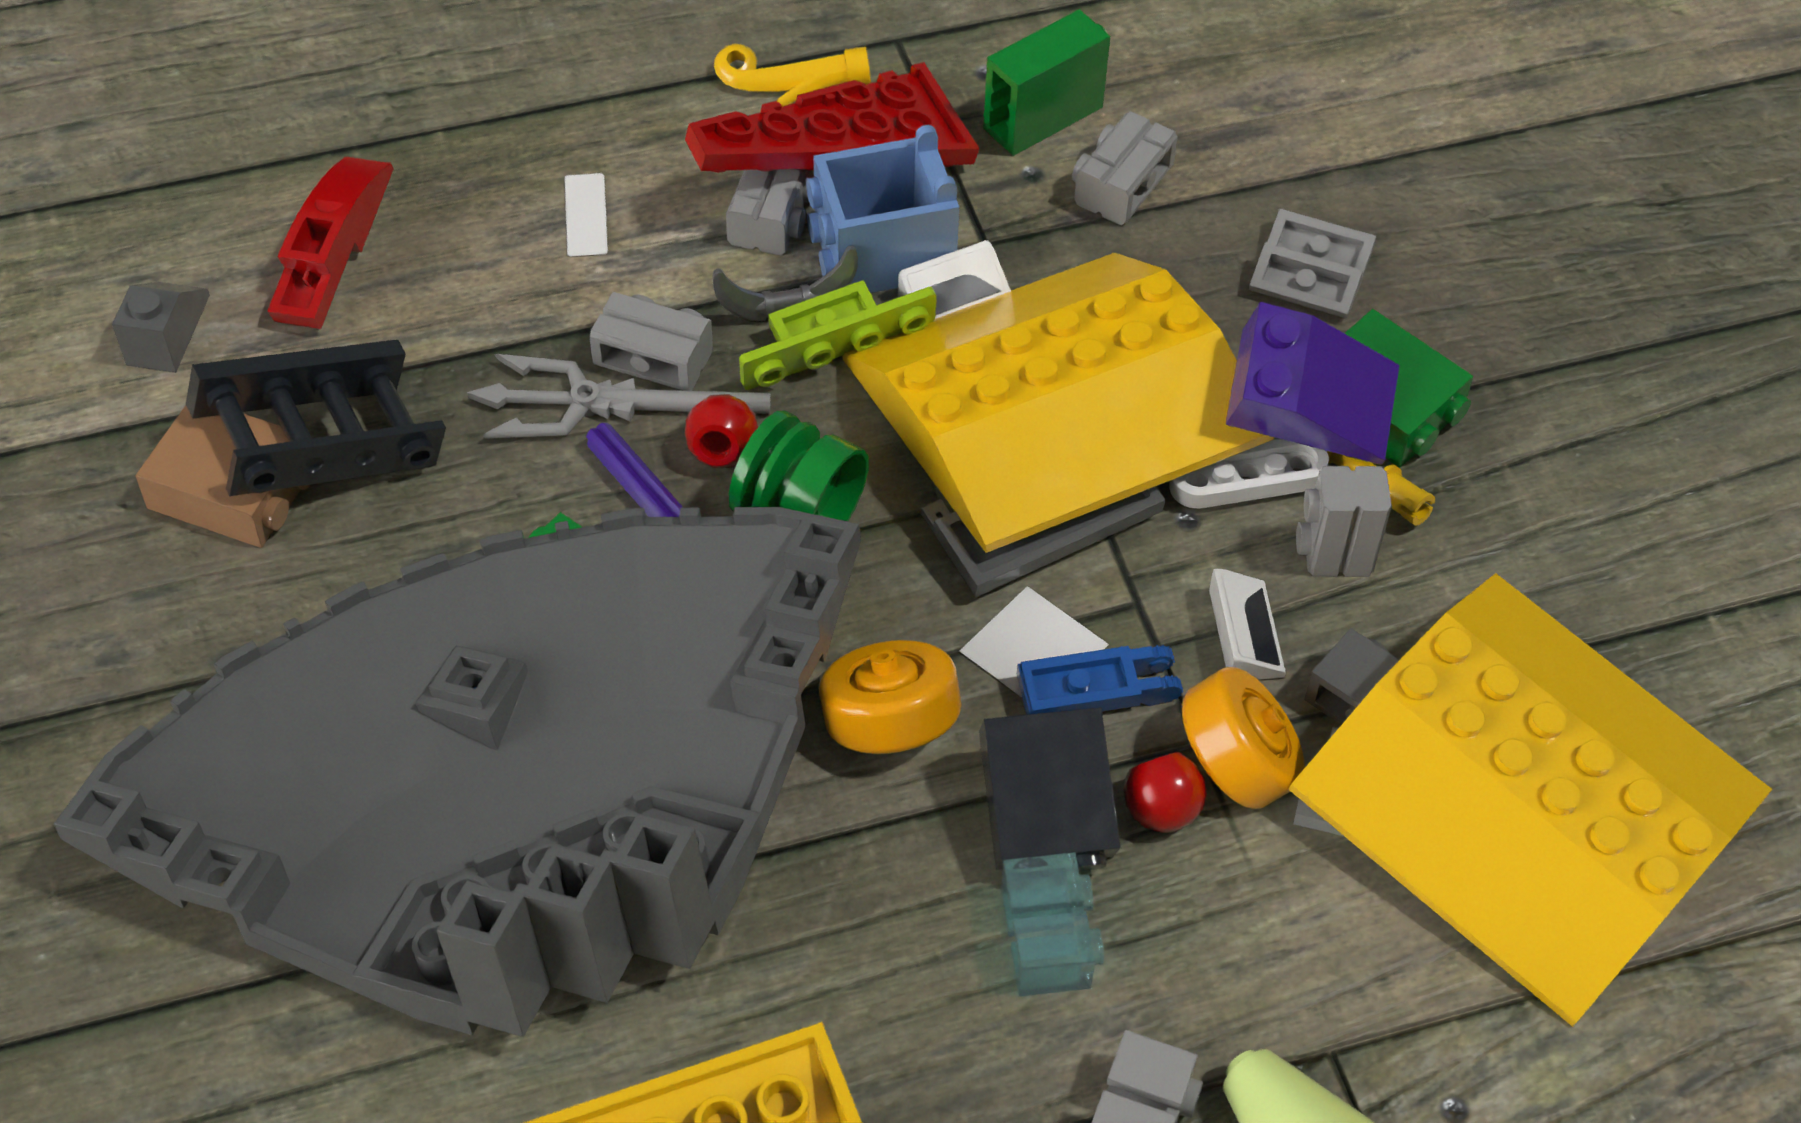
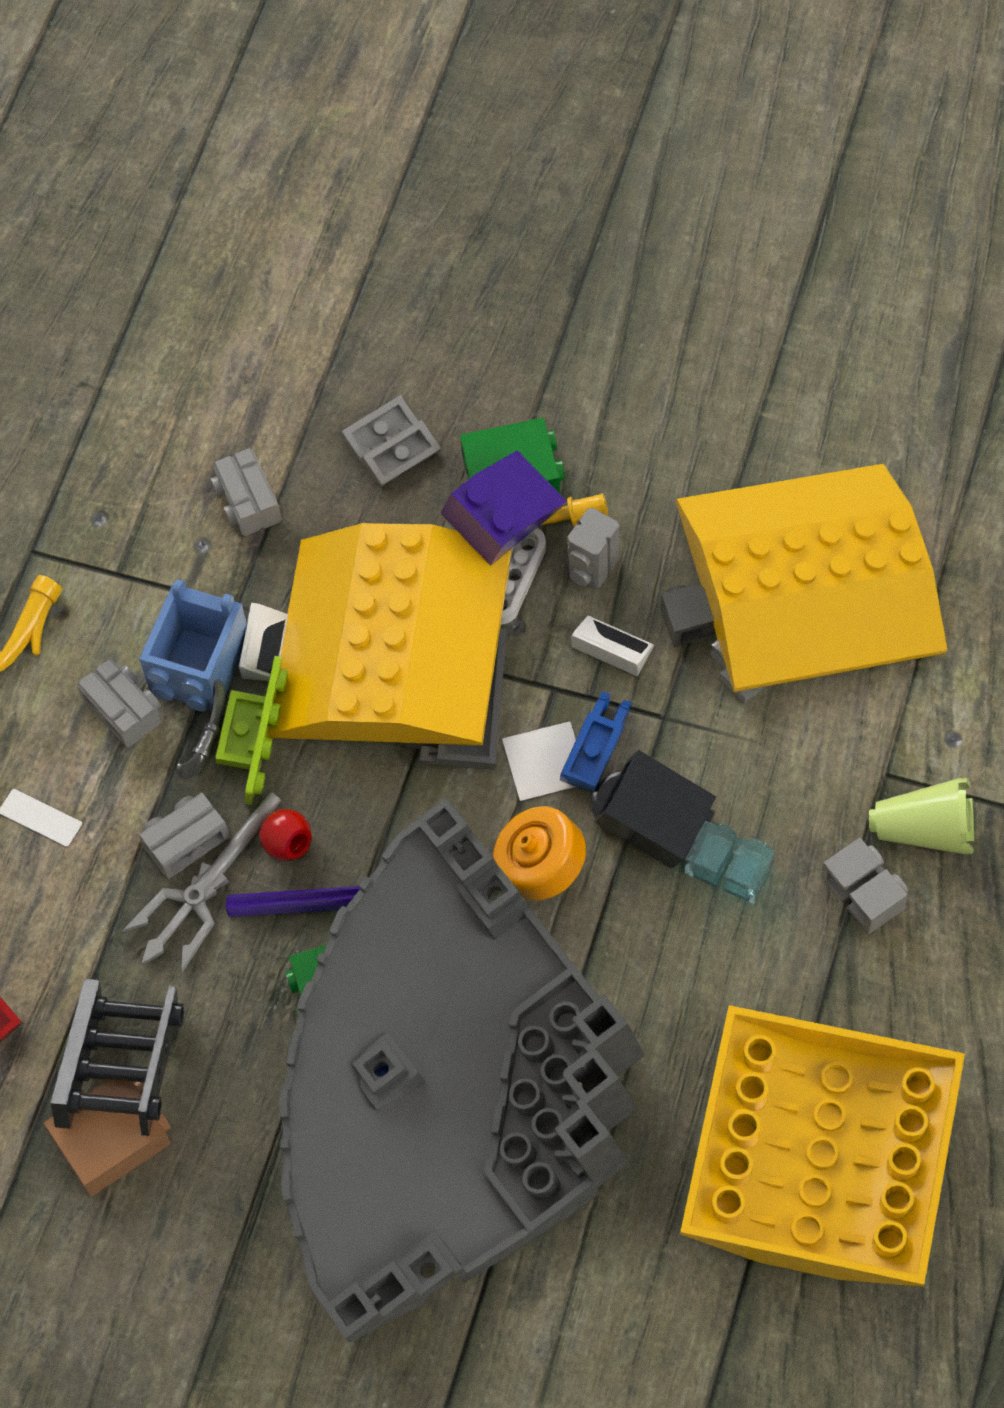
camera: 50 degrees left, 10 degrees up
(798, 471) = (361, 813): green wheel -> none
(833, 121) = (108, 622): red wing -> none
(1046, 82) = (155, 492): green brick -> none
(1165, 792) = (692, 752): red piece -> none
(1242, 737) = (687, 692): light orange wheel -> none

